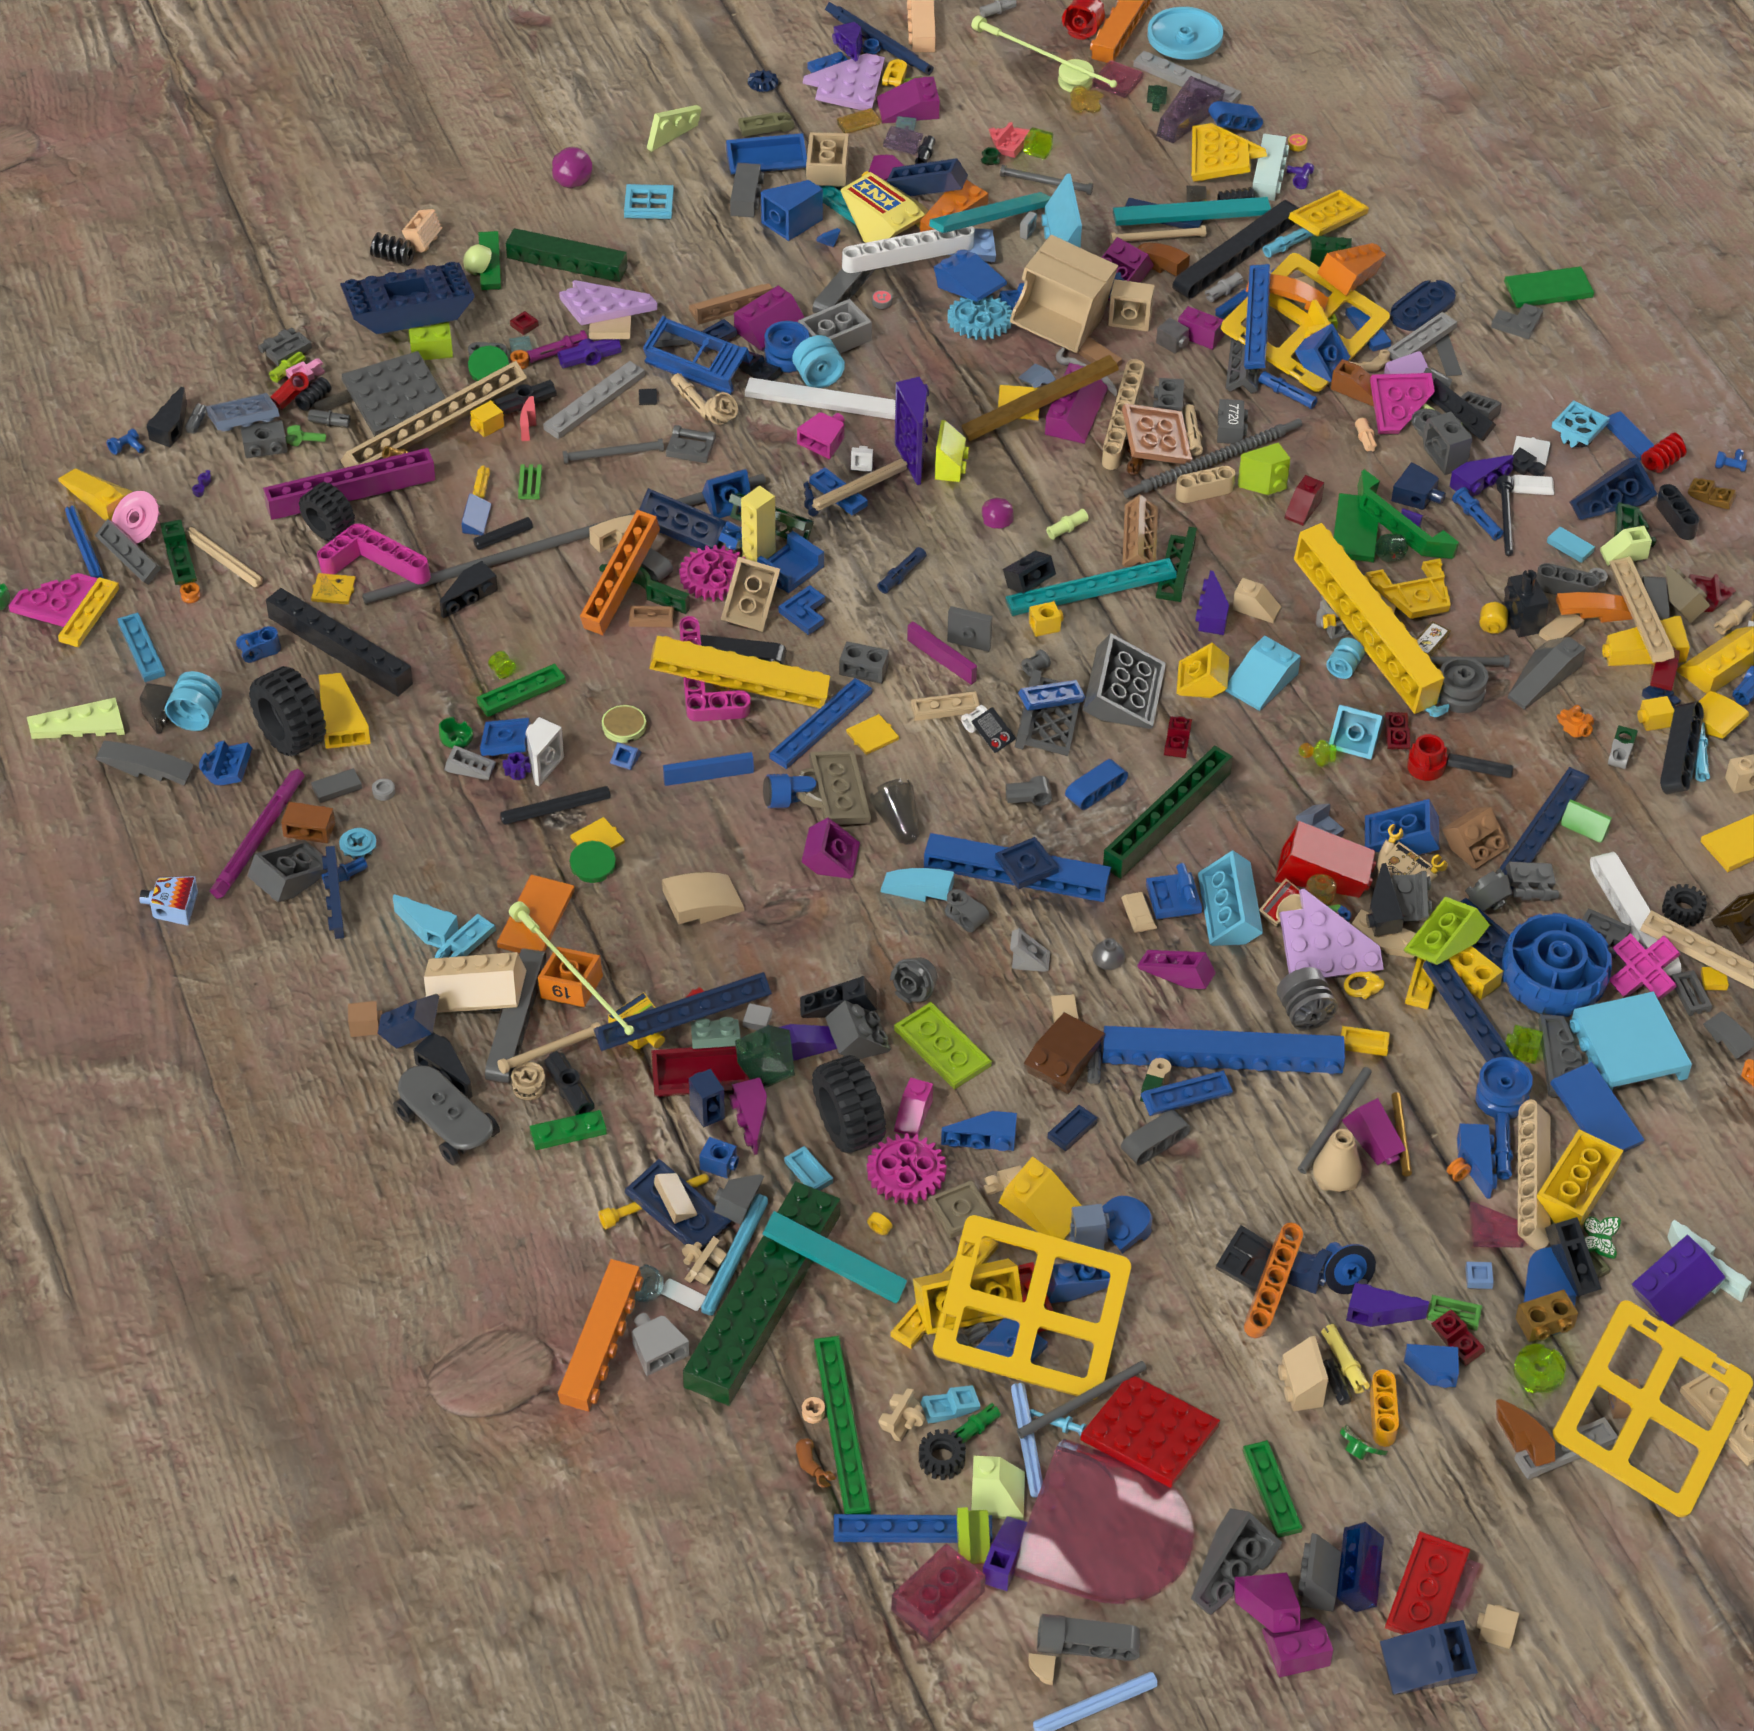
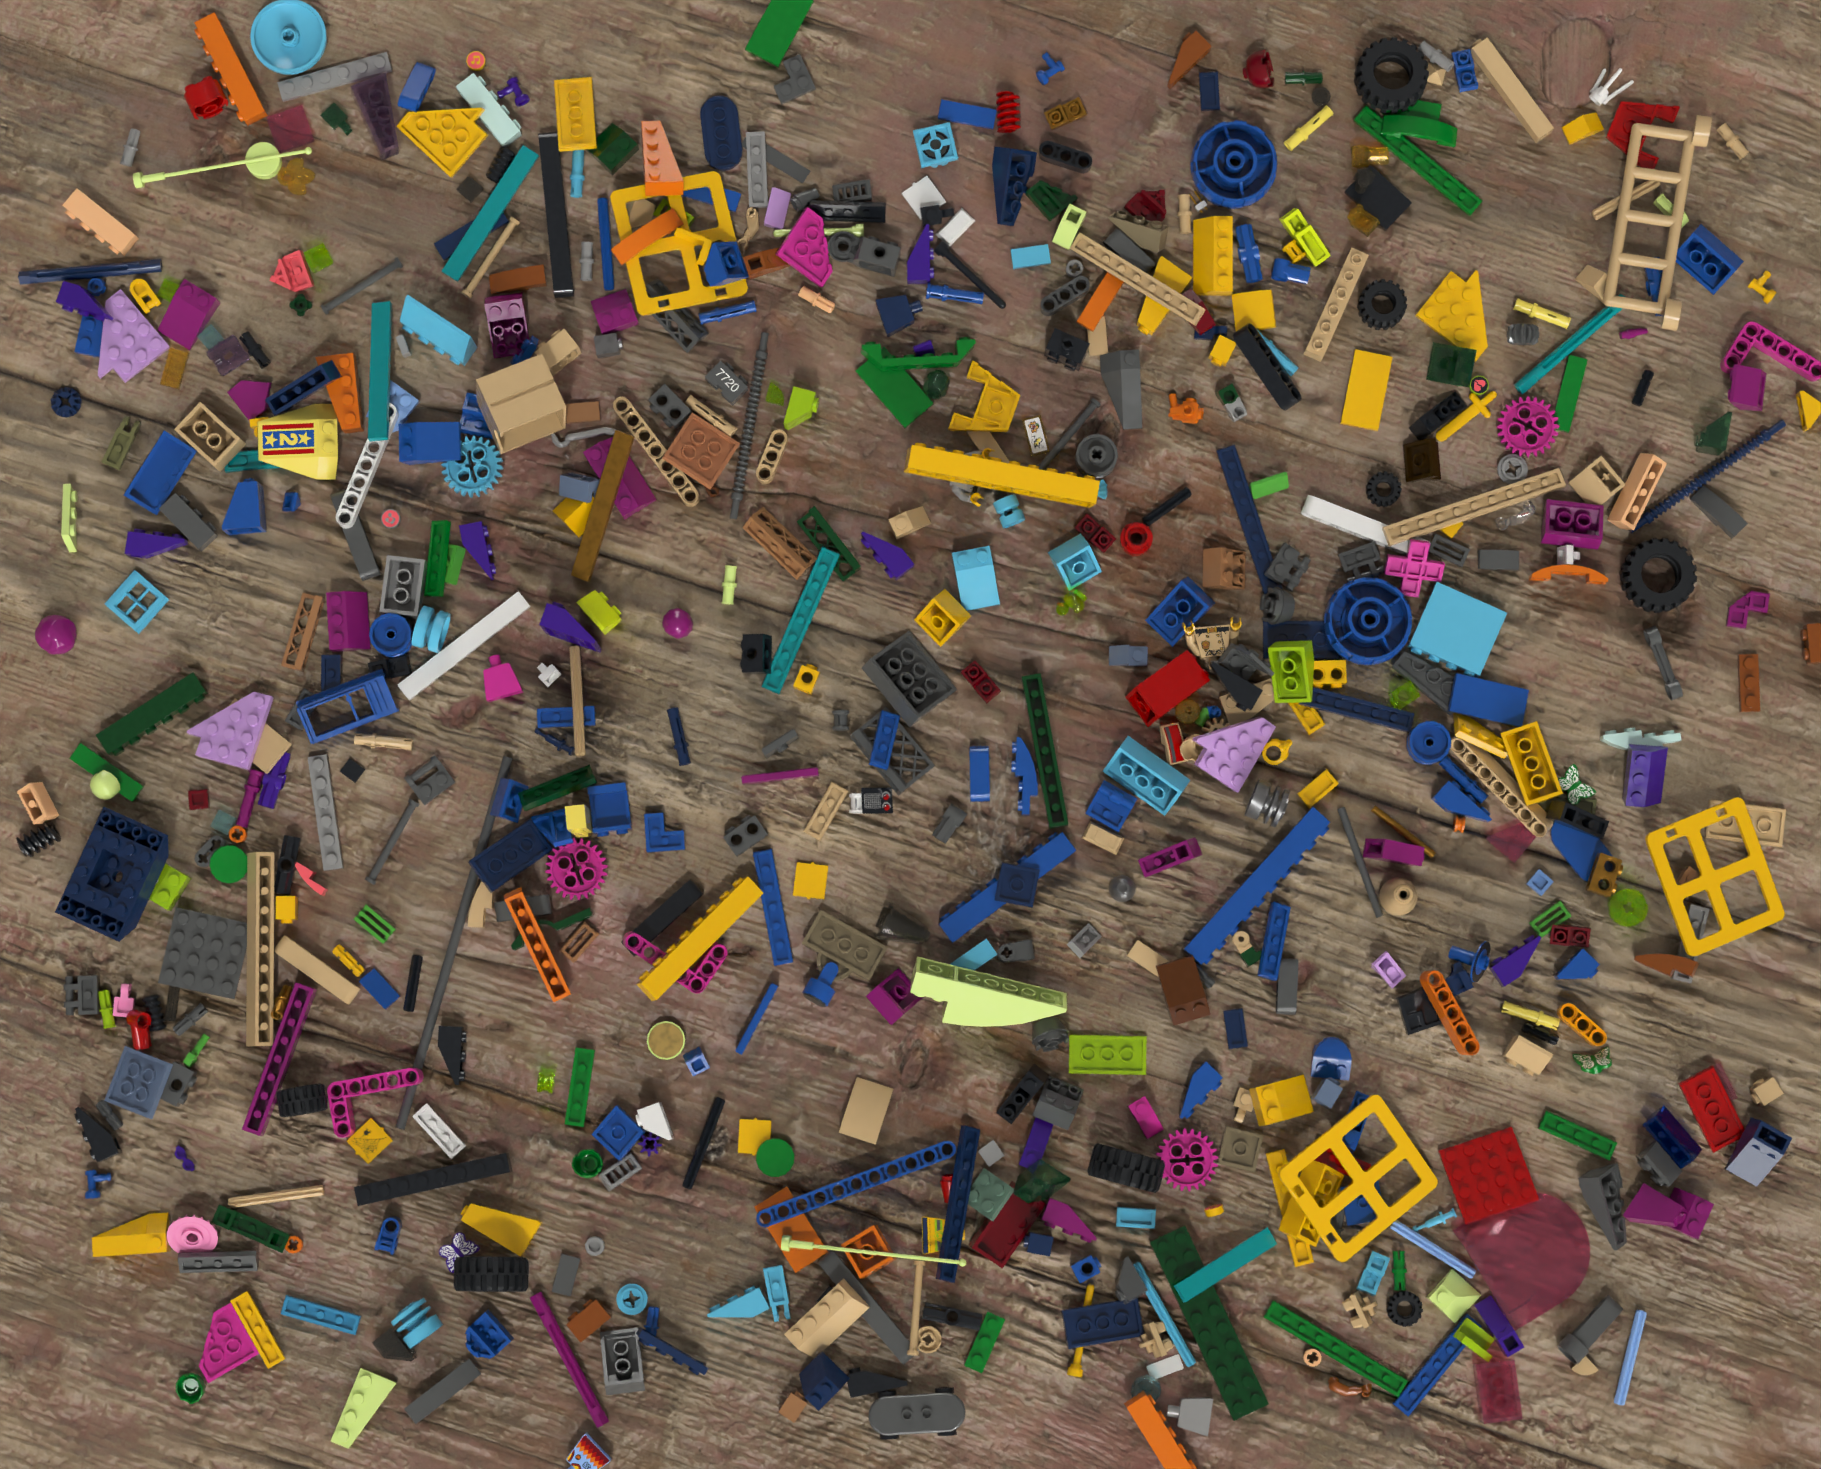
camera: 50 degrees left, 35 degrees up
(83, 542) = (180, 1284): blue axle -> none
(387, 622) = (439, 1131): none -> white plate
(452, 466) = (316, 969): none -> tan beam
(625, 927) = (863, 1176): none -> blue beam
(674, 1197) = (1100, 1323): tan slope -> none
(703, 180) = (149, 545): none -> dark purple slope
(722, 408) = (418, 735): tan wheel -> none
(750, 594) = (623, 864): tan slope -> none
(881, 340) = (437, 558): none -> green tile
(886, 354) = (454, 563): none -> bright green slope
(893, 897) = (983, 998): none -> yellowish green slope
(921, 353) = (475, 541): none -> dark purple slope
(1081, 1399) = (1435, 1197): dark grey piece -> none
(1132, 809) = (1024, 767): none -> blue slope
(1257, 316) = (656, 283): blue tile -> none
(1260, 1201) = (1388, 969): none -> lavender slope
(1305, 500) = (844, 403): dark red slope -> none
(1493, 617) = (1054, 375): yellow head -> none
(1555, 1119) = (1478, 735): none -> yellow wing

